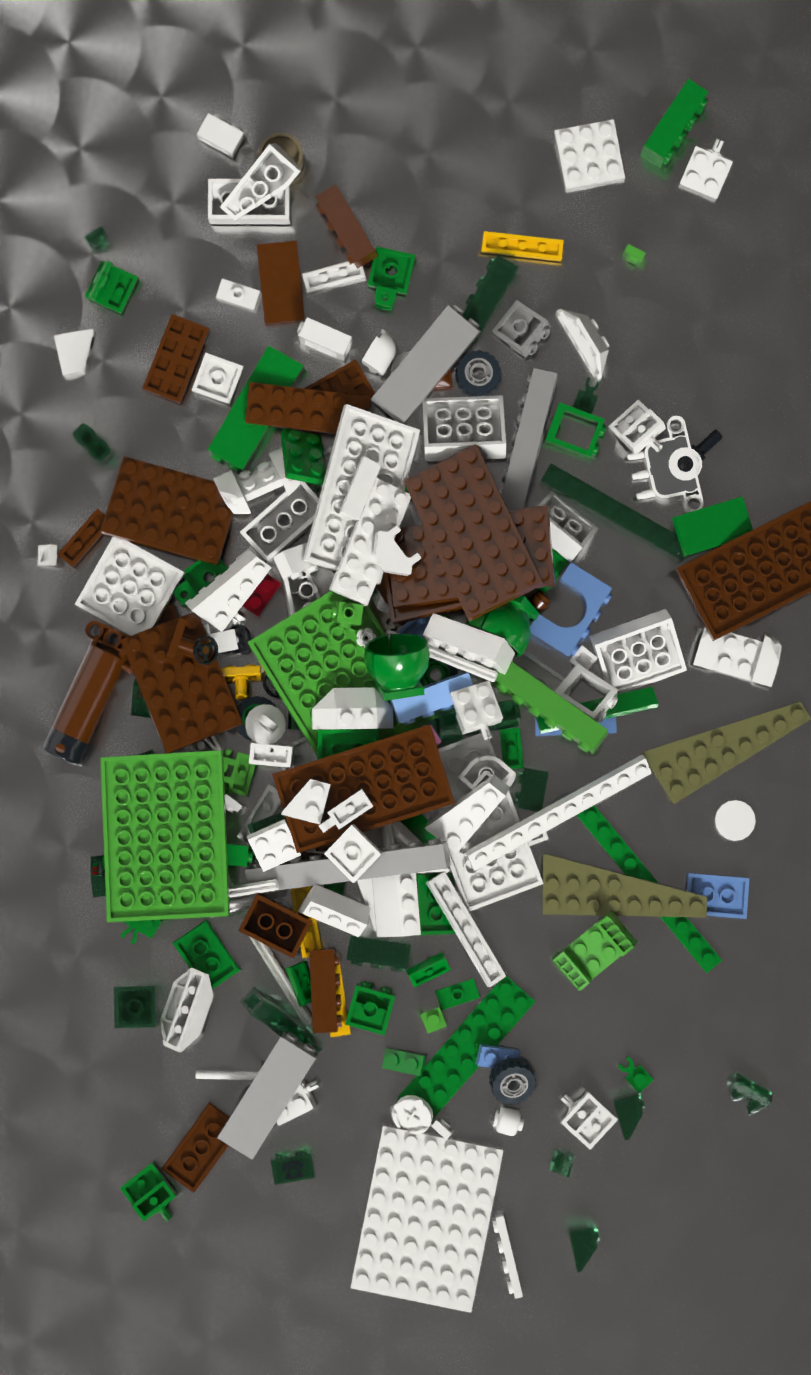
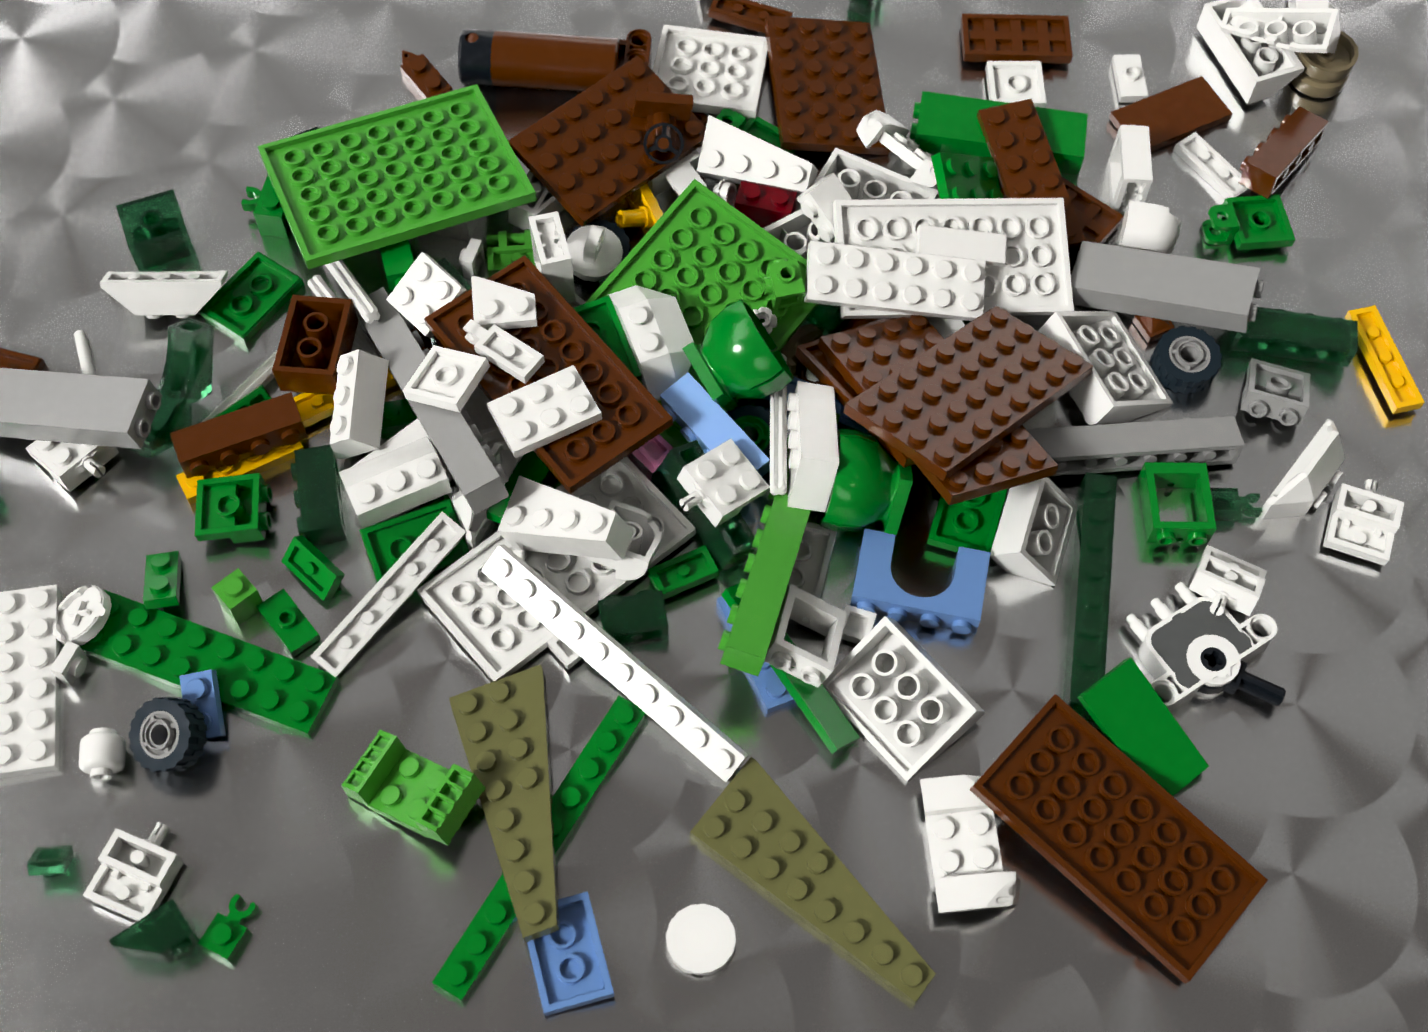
camera: 70 degrees right, 25 degrees down
(64, 785) = (423, 75): none -> reddish brown plate
(390, 555) = (889, 299): white piece -> none
(397, 800) = (544, 411): none -> white plate
(539, 601) = (911, 537): reddish brown cone -> none
(629, 324) = (1363, 522): none -> white plate

